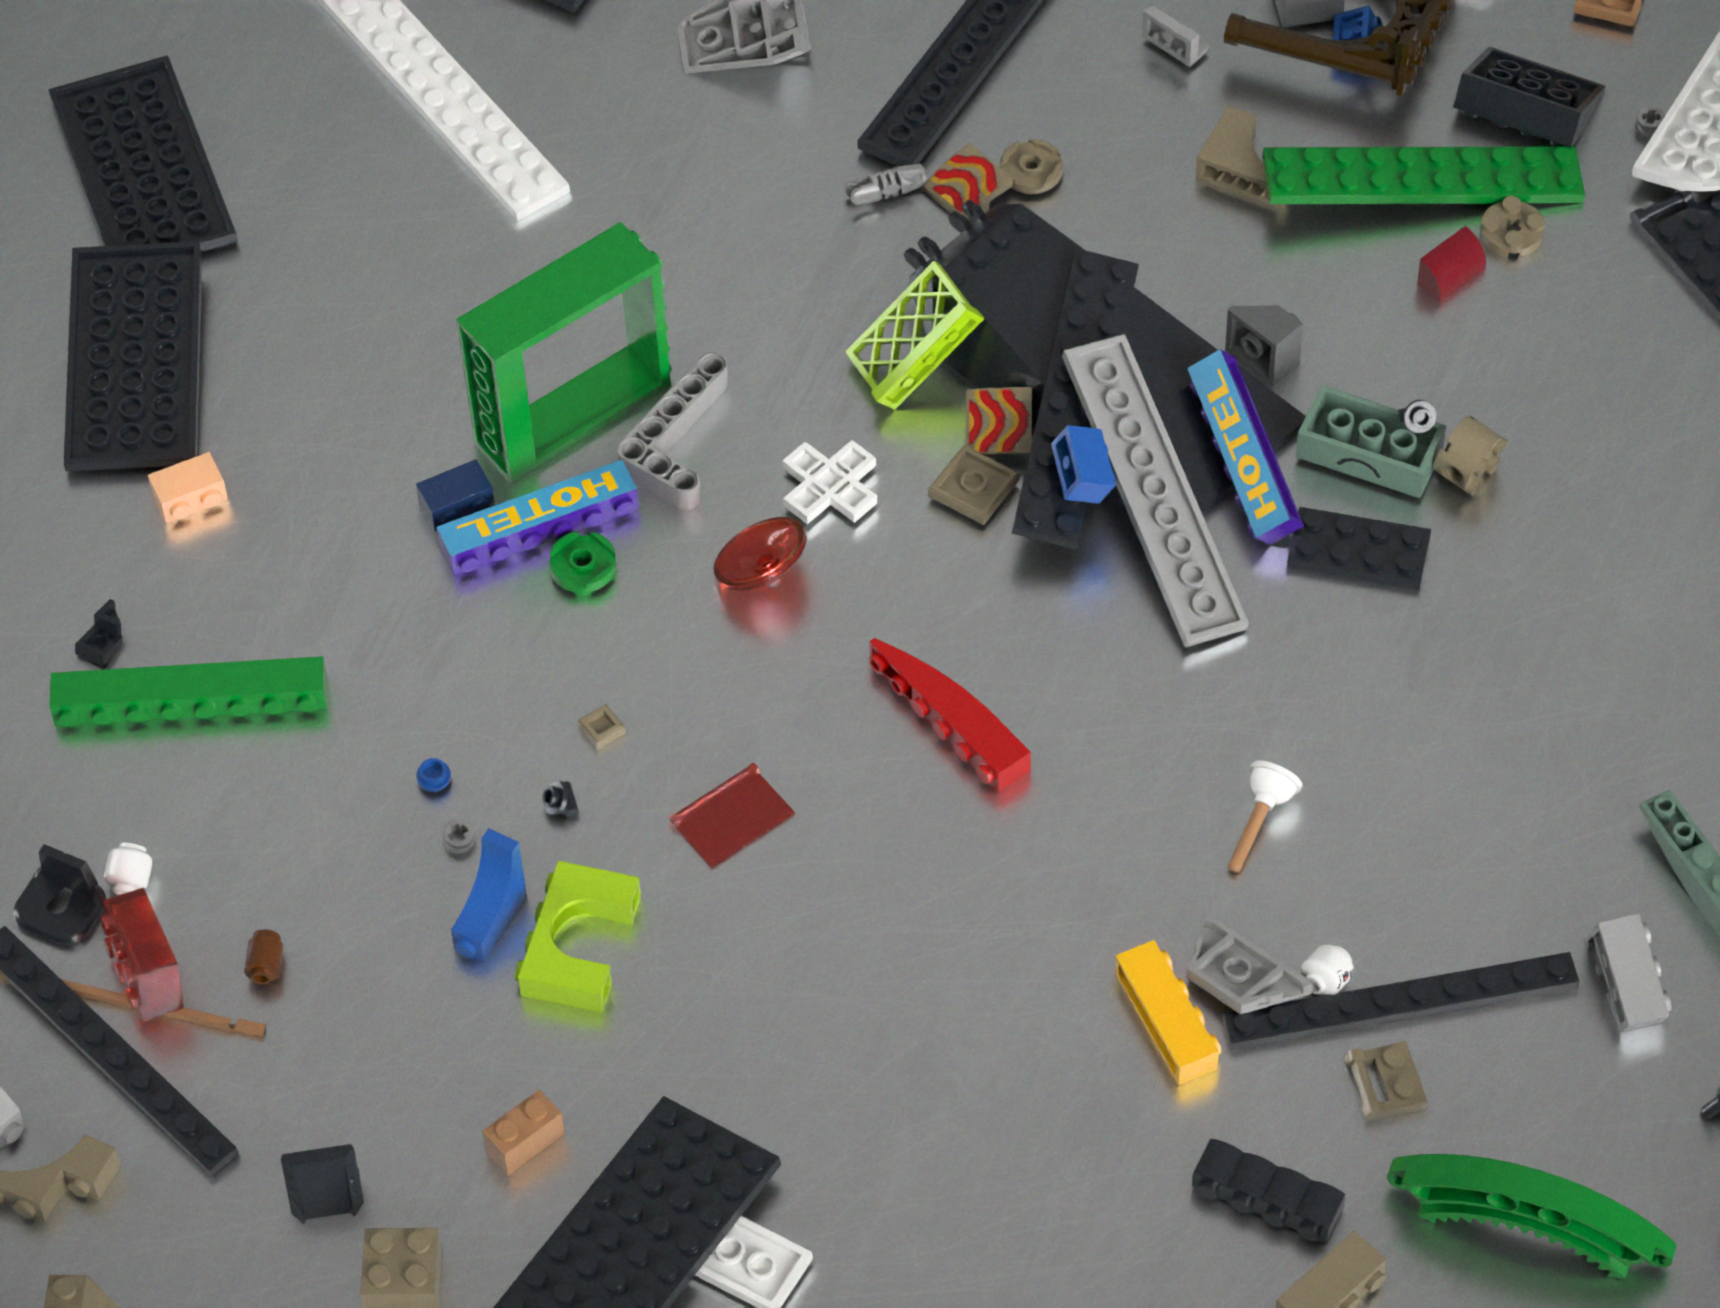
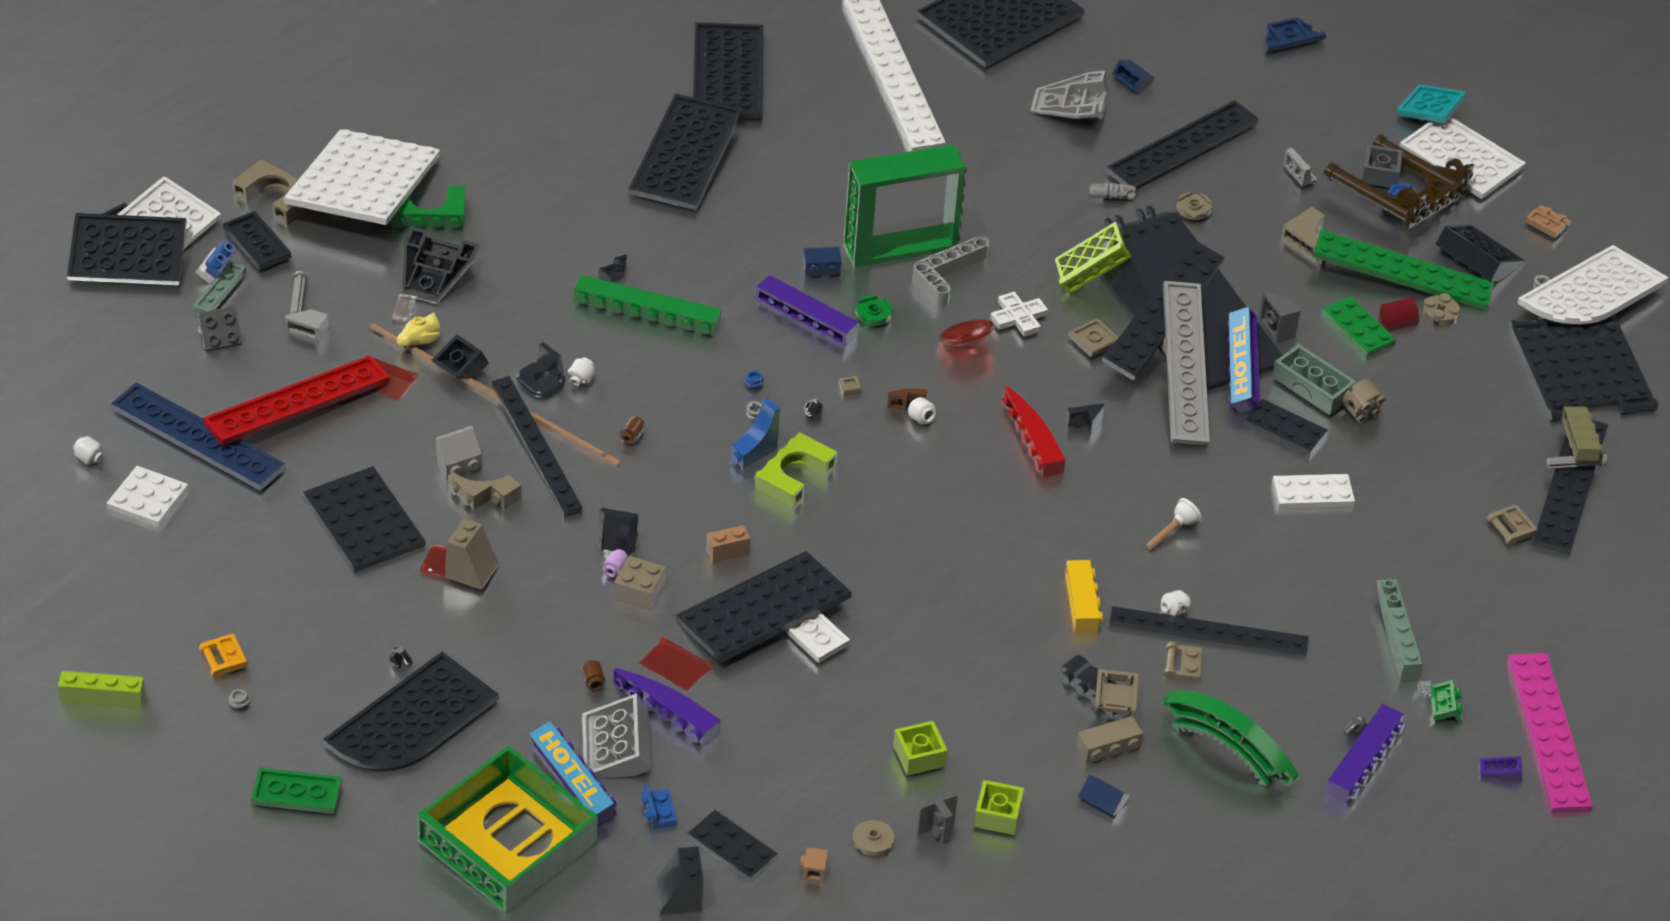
camera: 15 degrees right, 10 degrees down
(141, 954) = (571, 406): clear red brick -> none
(187, 487) = (686, 217): light nougat brick -> none
(342, 1245) = (614, 563): none -> lavender brick
(470, 603) = (807, 311): none -> dark purple brick
(538, 517) = (860, 283): brick -> none
(700, 725) = (902, 398): none -> reddish brown slope
(731, 816) = (898, 444): clear red piece -> none
(746, 737) = (921, 411): none -> white head
(967, 177) = (1158, 198): slope -> none
(999, 420) = (1119, 310): slope -> none
(1027, 643) = (1089, 415): none -> black slope
(1083, 464) = (1151, 336): blue brick -> none
(1241, 971) = (1130, 590): light grey wing -> none
(1311, 1204) = (1113, 696): none -> dark tan container
(1393, 307) = (1358, 326): none -> green plate
(1418, 416) = (1342, 371): plate -> none
(1455, 658) = (1313, 491): none -> white plate
(1630, 972) = (1335, 652): light grey wedge -> none

